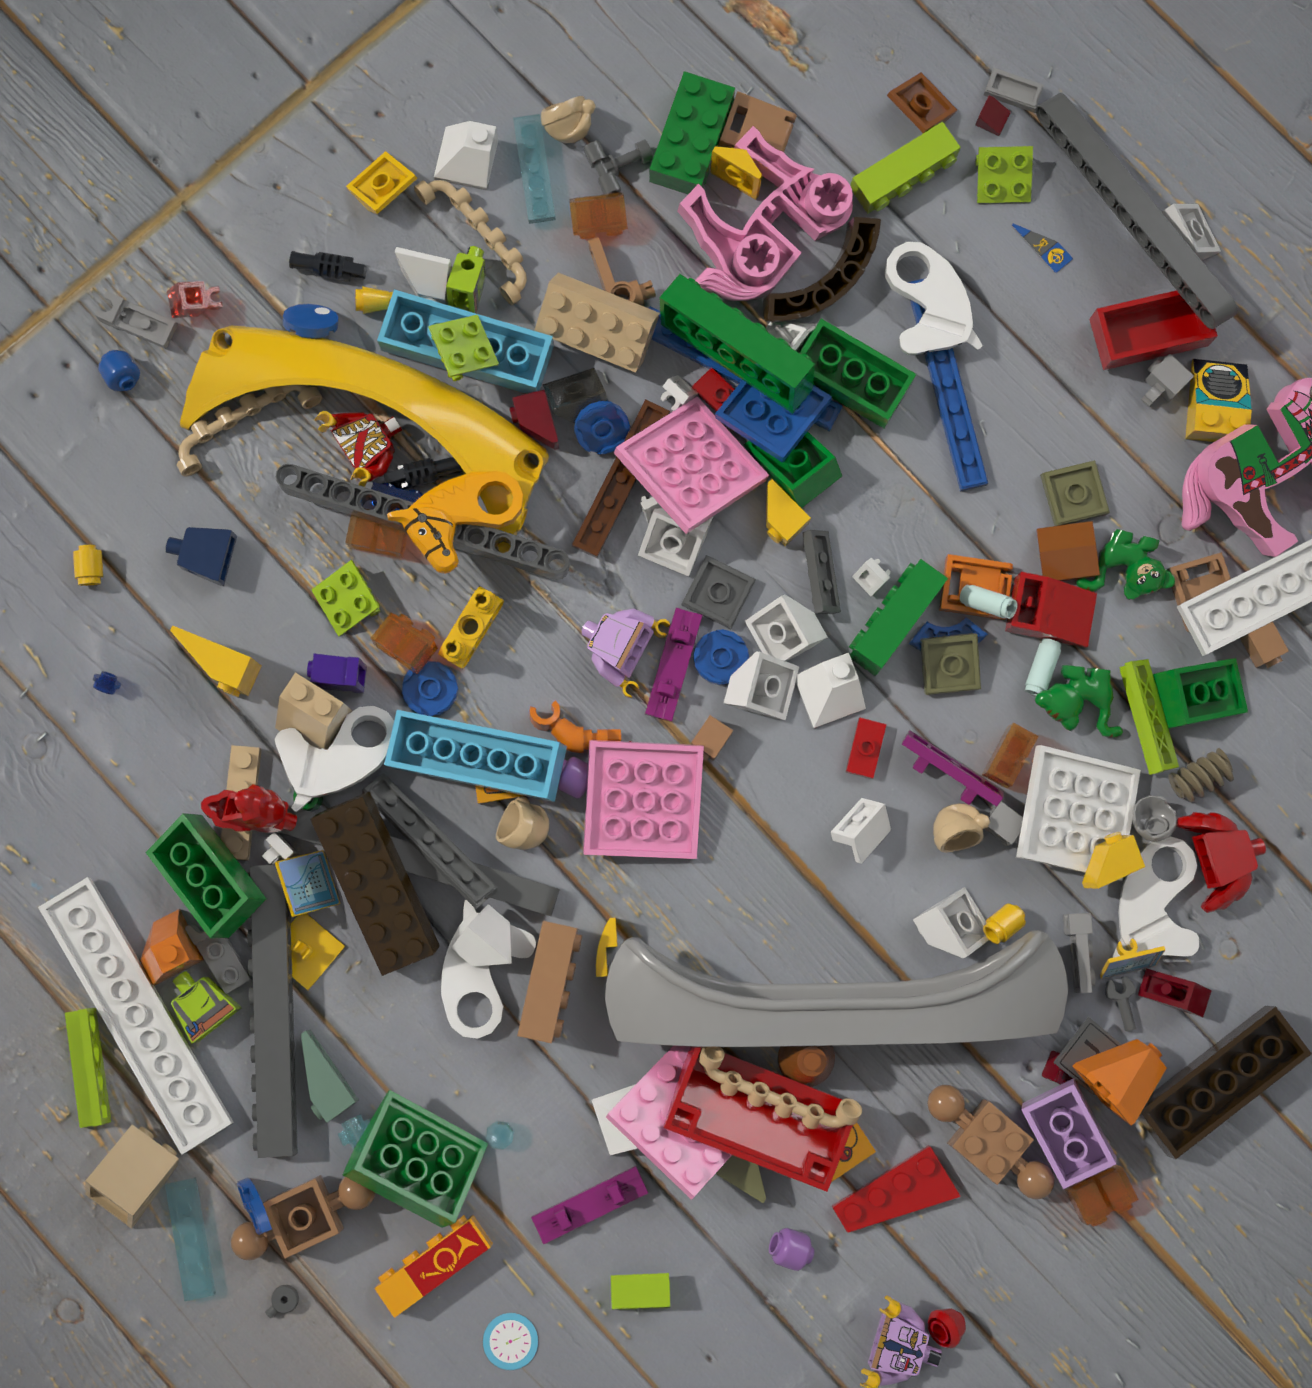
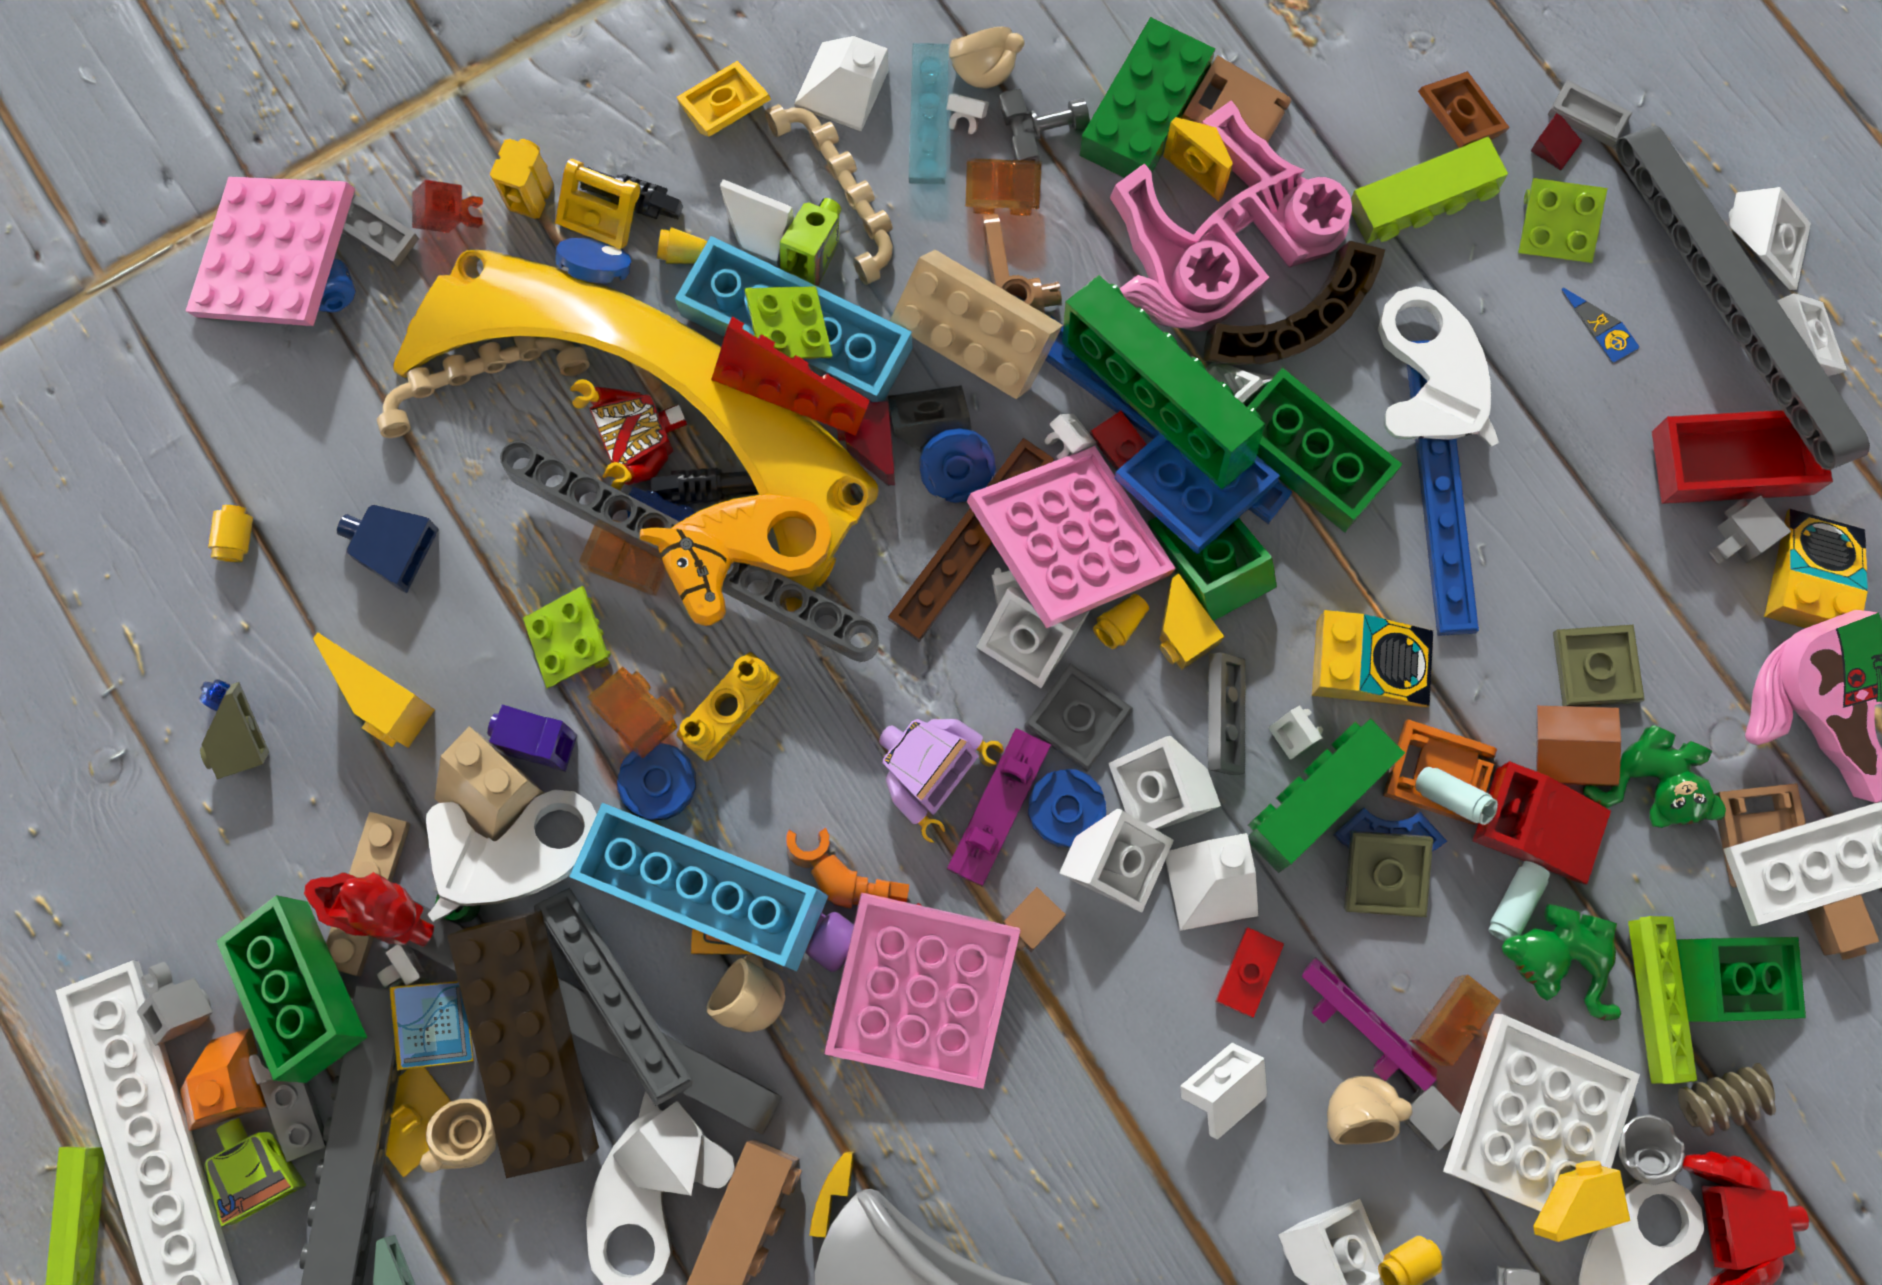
camera: 15 degrees right, 5 degrees down
(72, 352) = (271, 250): none -> bright pink plate
(123, 904) = (170, 1007): none -> light grey brick
(124, 710) = (233, 737): none -> olive slope
(246, 268) = (522, 177): none -> yellow brick
(303, 286) = (592, 214): none -> yellow plate
(344, 954) = (459, 1136): none -> tan piece
(457, 386) = (768, 374): none -> red wing
(563, 160) = (968, 108): none -> white tile
(736, 520) = (1120, 622): none -> yellow cone
(917, 516) = (1371, 659): none -> slope
(1155, 158) = (1772, 230): none -> white slope

